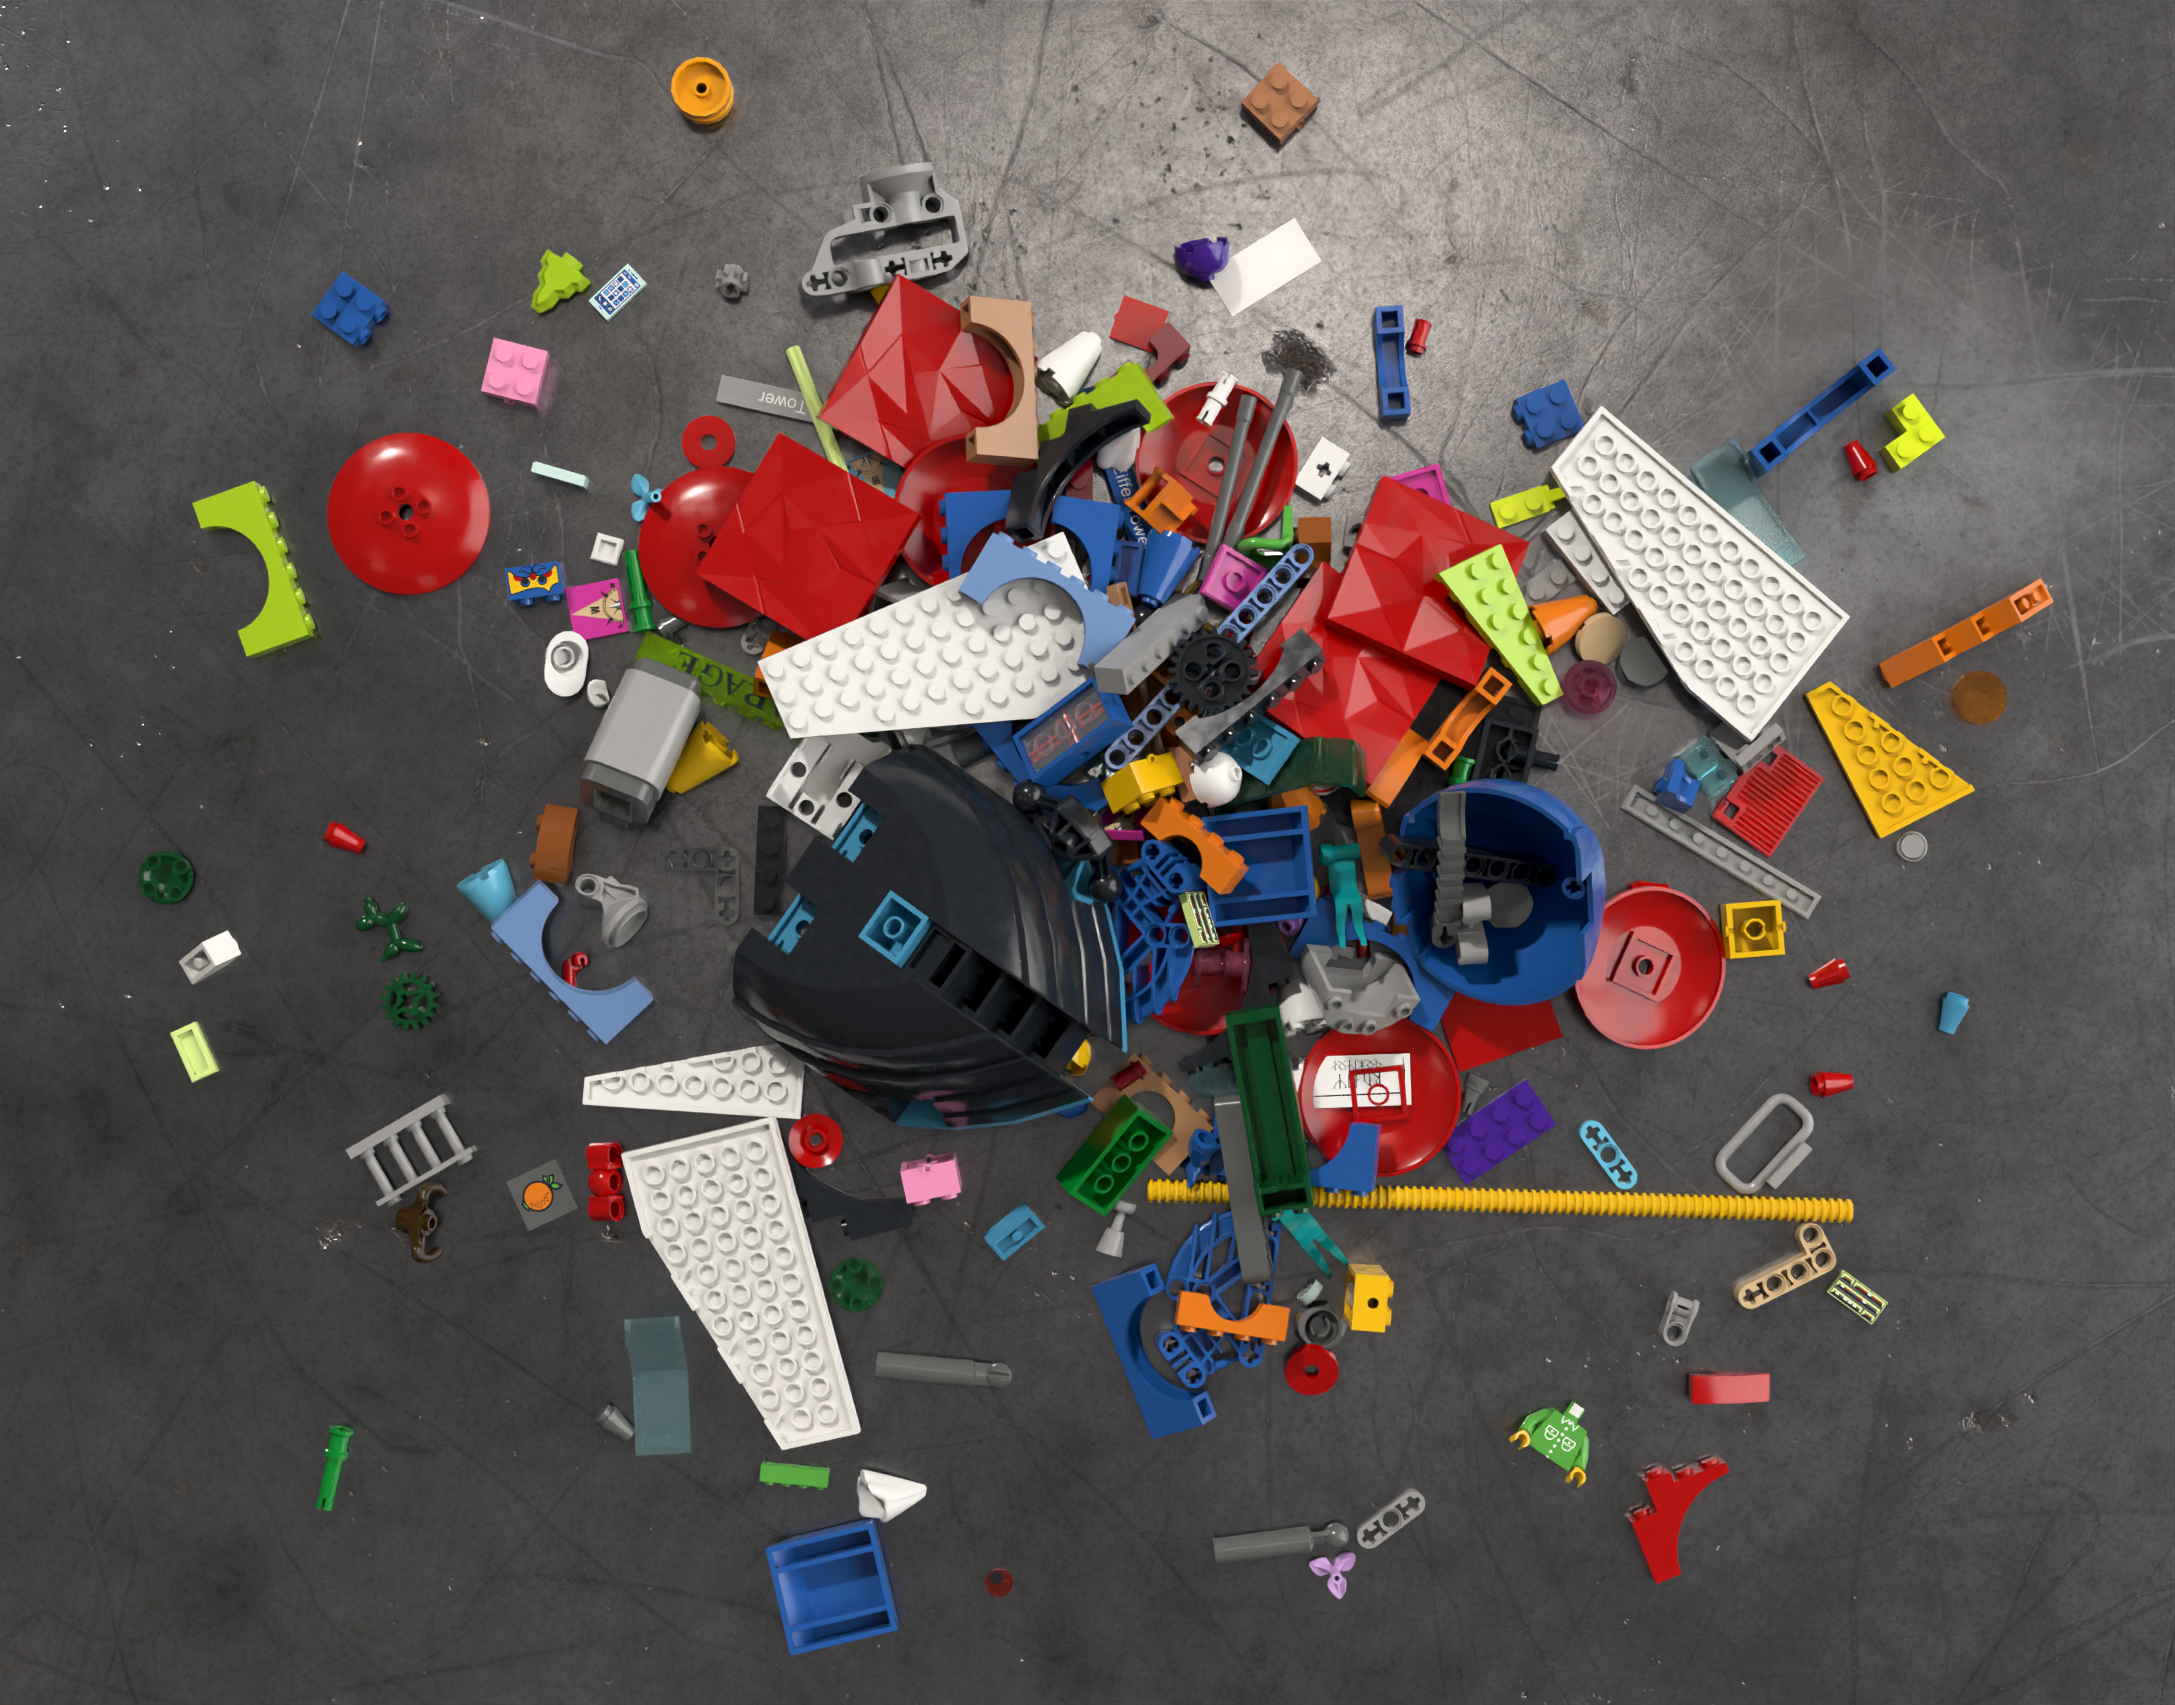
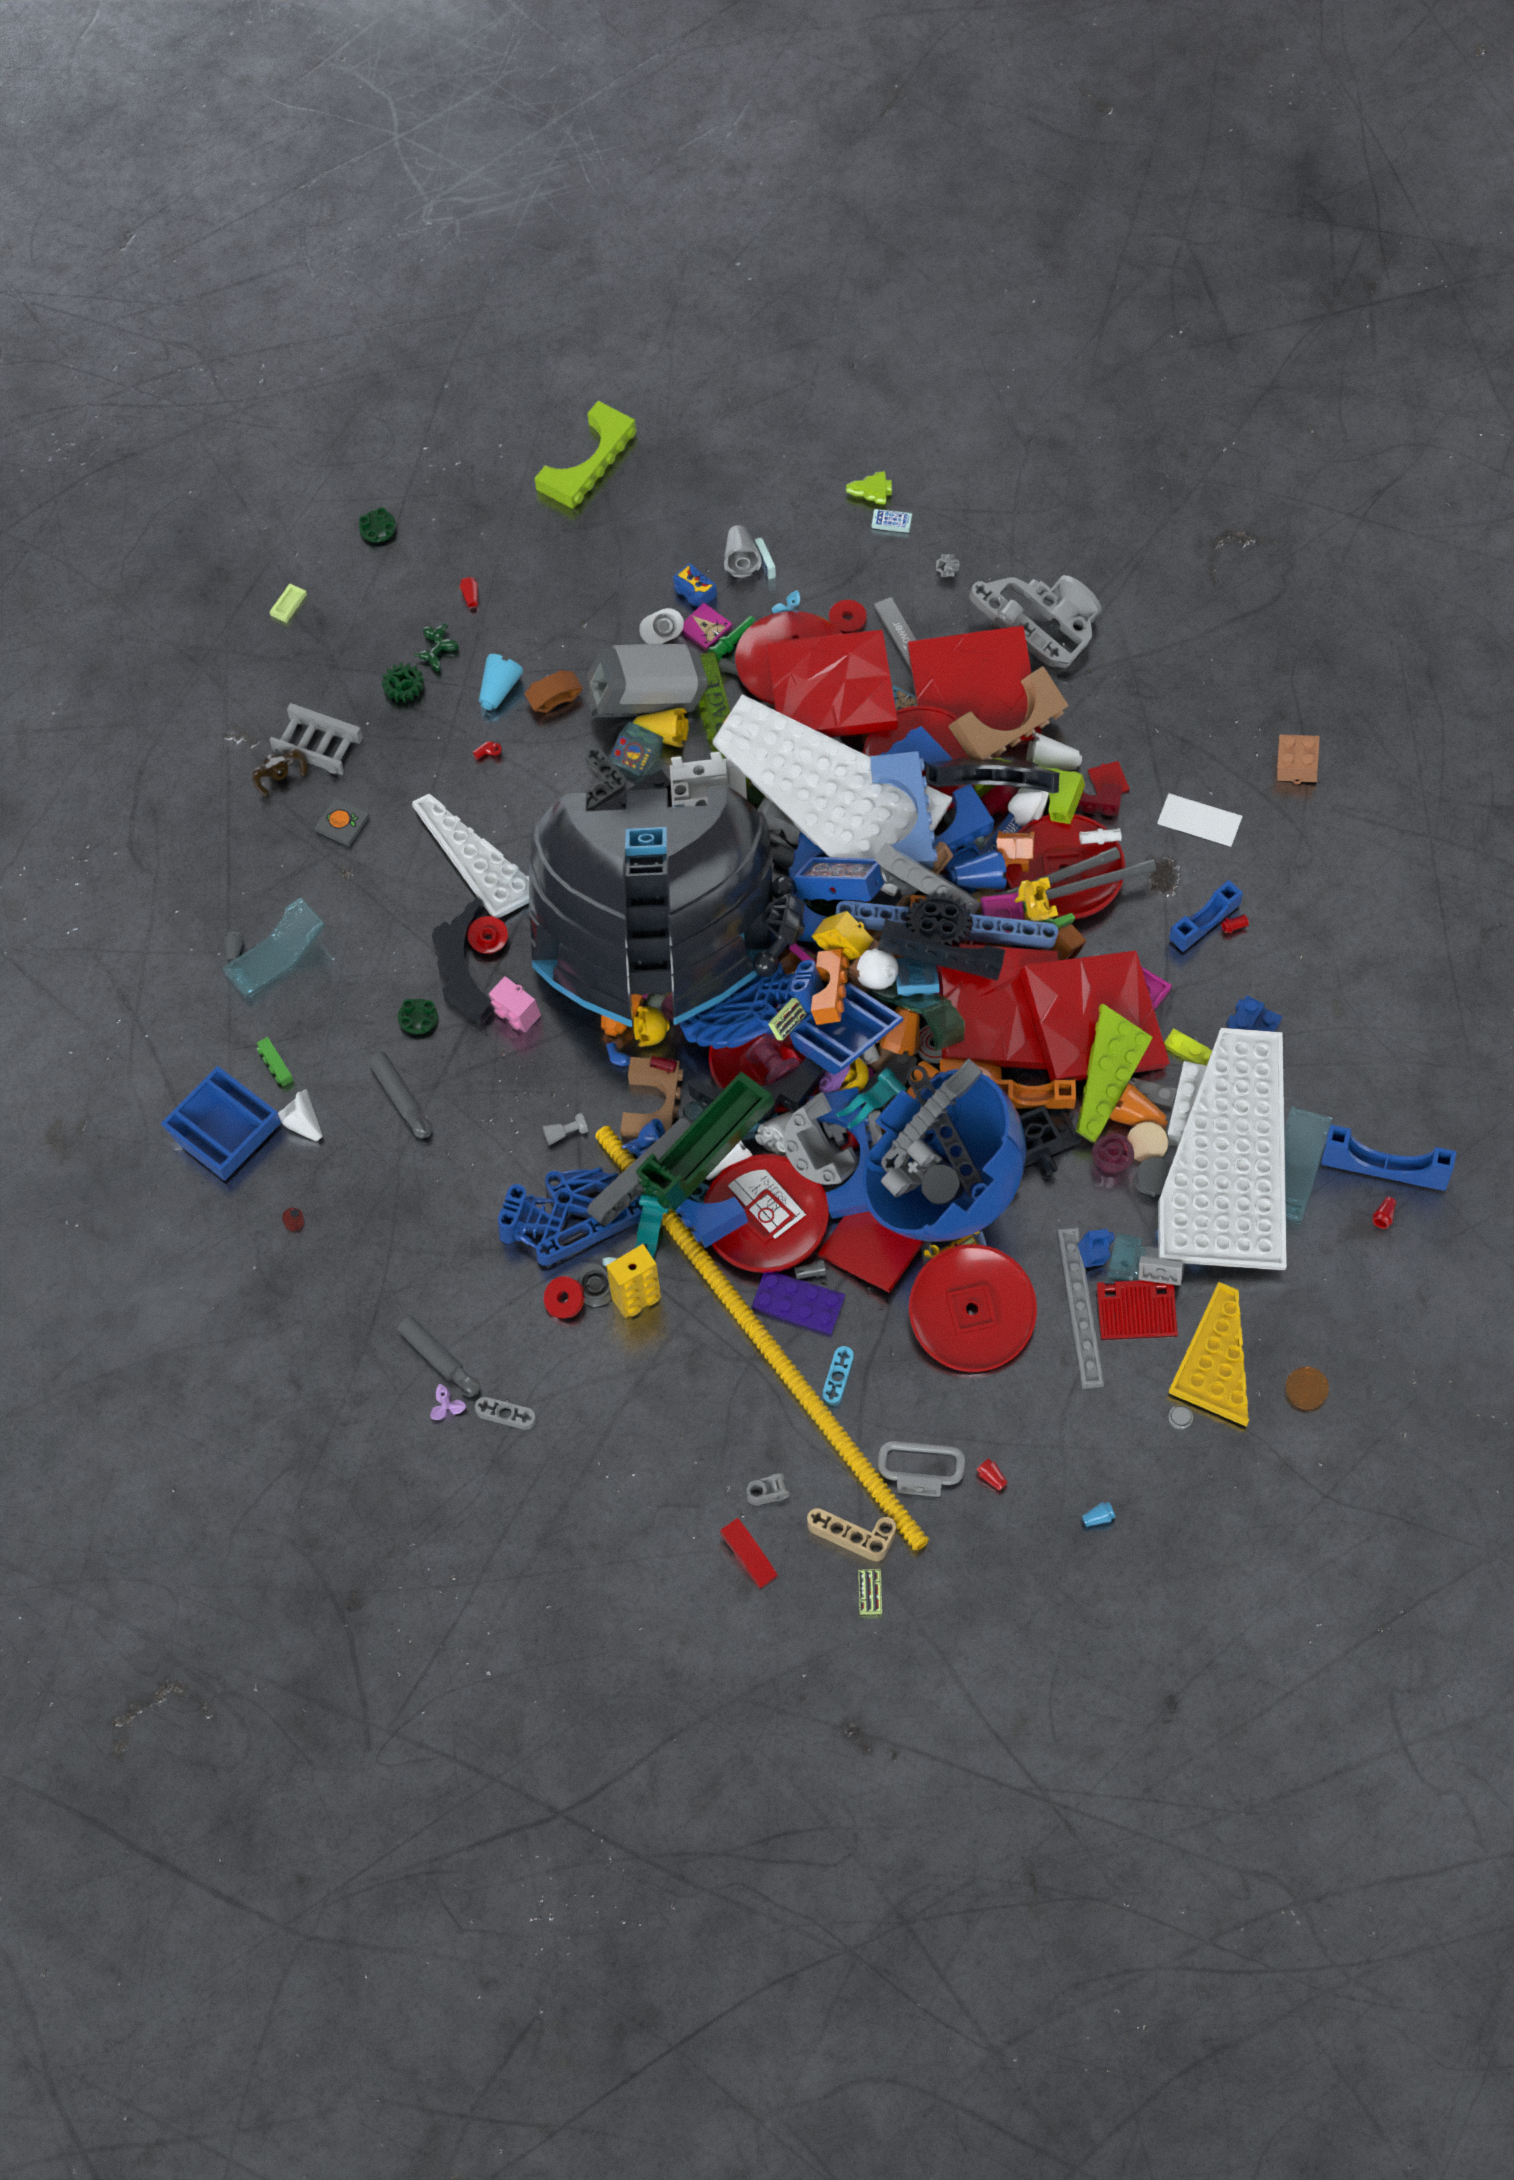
camera: 55 degrees right, 25 degrees down
(210, 957) = (349, 572): white slope -> none
(335, 1455) = (104, 818): green pin -> none
(350, 310) = (768, 407): blue plate -> none
(446, 523) = (683, 527): red dish -> none
(515, 373) = (802, 499): bright pink brick -> none
(531, 497) = (741, 553): none -> light grey cone
(602, 1010) = (489, 700): medium blue arch -> none
(605, 1181) = (382, 840): red piece -> none
(607, 549) = (743, 609): white tile -> none
(620, 905) = (541, 745): light grey piece -> none
(694, 77) = (1038, 482): light orange wheel -> none
(706, 810) = (636, 749): none -> clear light blue slope
(743, 1260) = (386, 939): white wing -> none
(814, 405) = (904, 663): yellowish green axle -> none
(1013, 1231) = (517, 1079): dark azure slope -> none
(1114, 1155) = (608, 1090): green brick -> none
(1161, 1403) = (522, 1160): blue arch -> none
(1203, 258) = (1175, 779): dark purple cylinder -> none
(1261, 543) = (1036, 900): none -> yellow animal
(1266, 1322) = (572, 1238): orange arch -> none
(1324, 454) = (1102, 921): white brick -> none
(1557, 1438) = (634, 1470): bright green torso -> none
(1670, 1497) = (649, 1568): red arch -> none
(1752, 929) = (1047, 1353): yellow brick -> none
(1830, 974) = (1061, 1424): red cone -> none
(1916, 433) = (1427, 1230): neon yellow brick -> none
(1966, 633) = (1339, 1338): orange arch -> none

